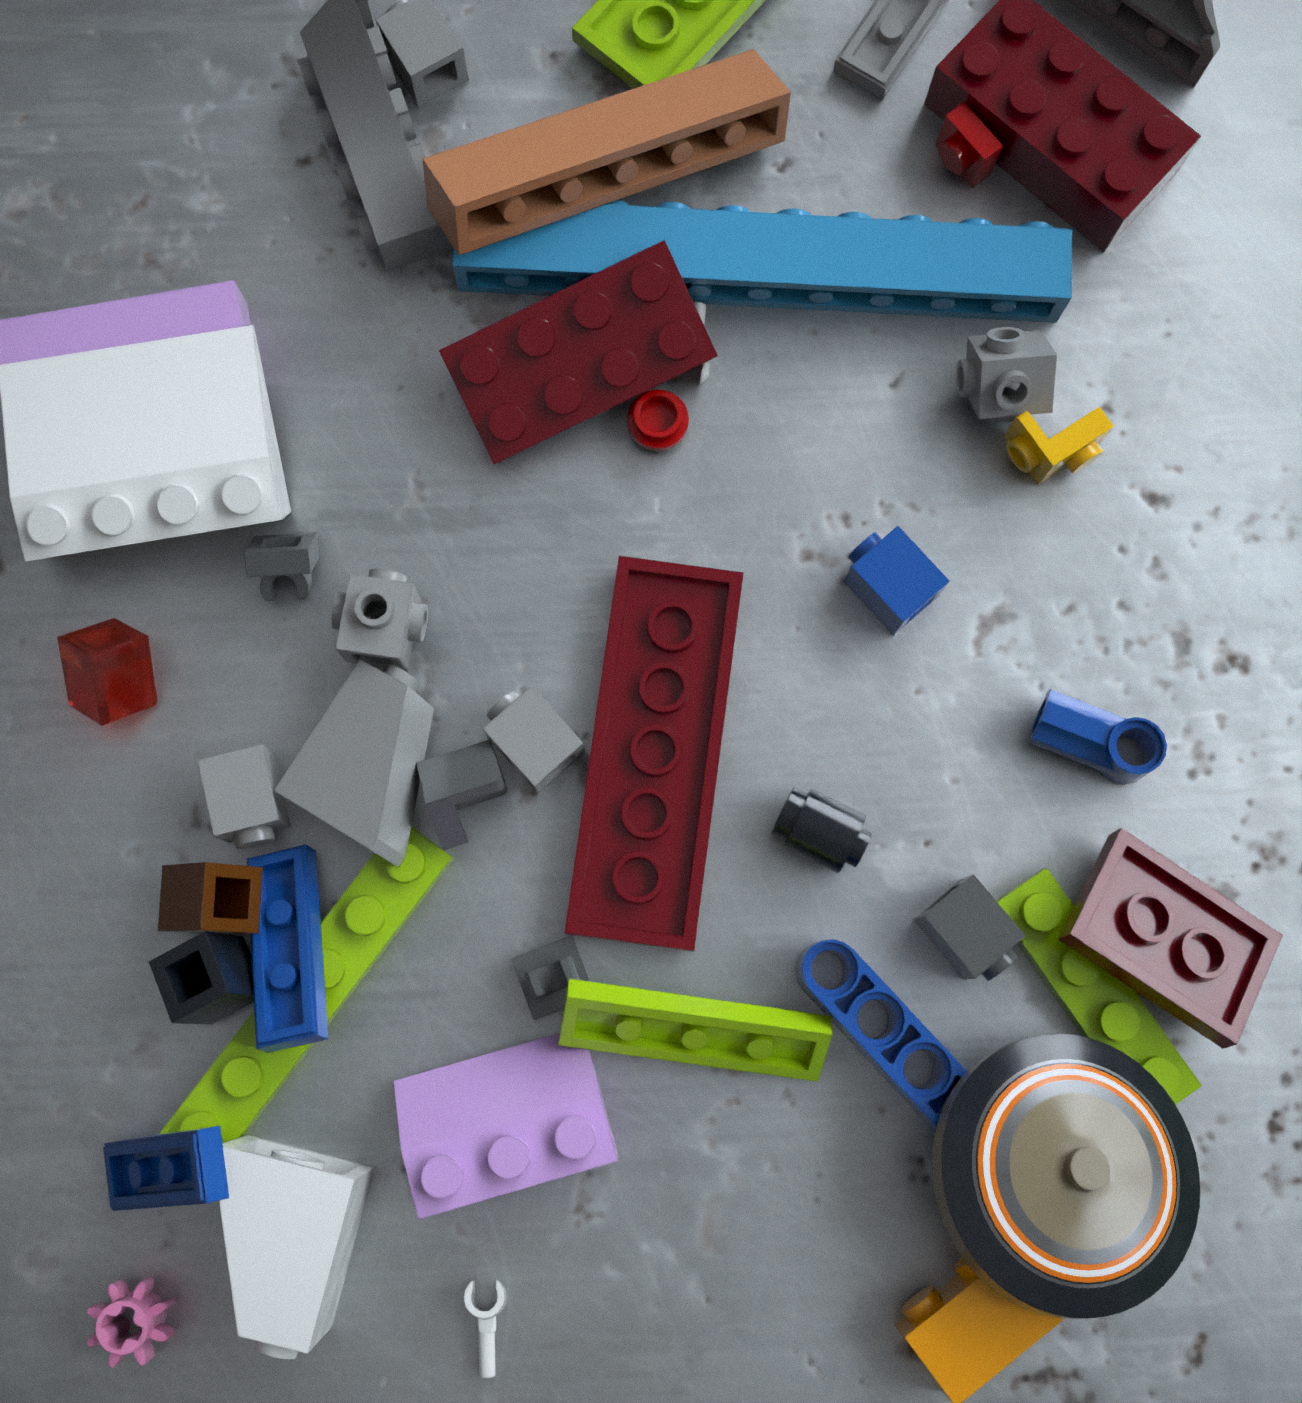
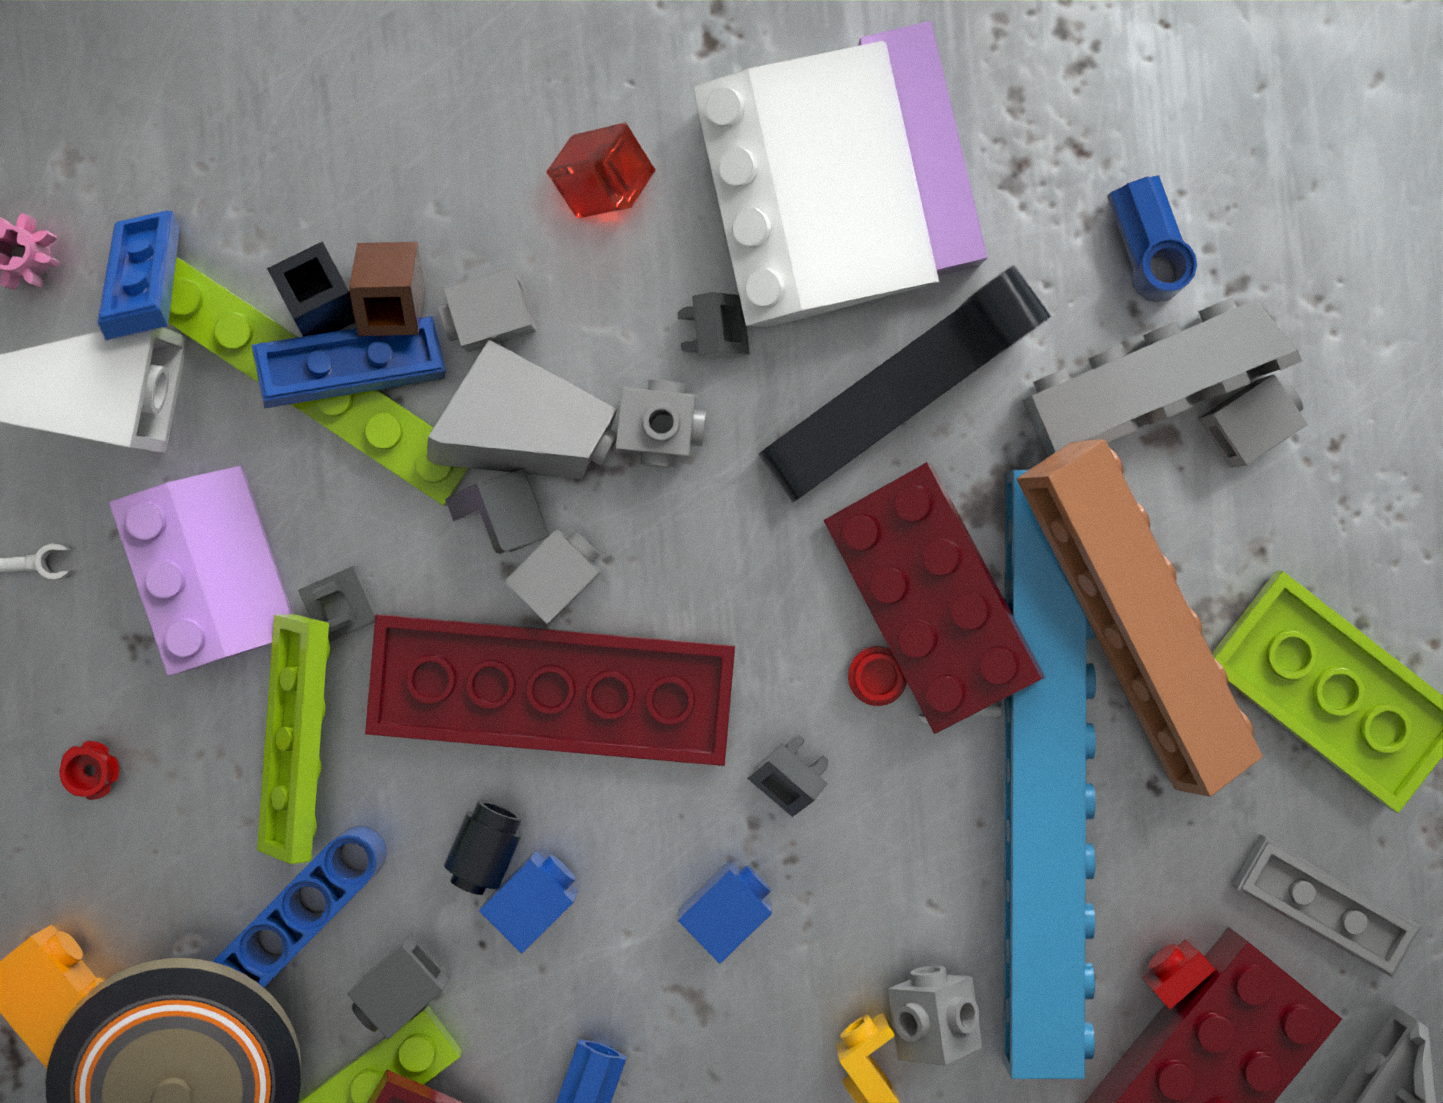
camera: 90 degrees right, 10 degrees up
(229, 131) = (1151, 232): none -> blue piece
(349, 359) = (905, 383): none -> black beam
(722, 1287) = (73, 772): none -> red plate
(759, 509) = (788, 779): none -> dark grey tile
(878, 780) = (530, 900): none -> blue brick

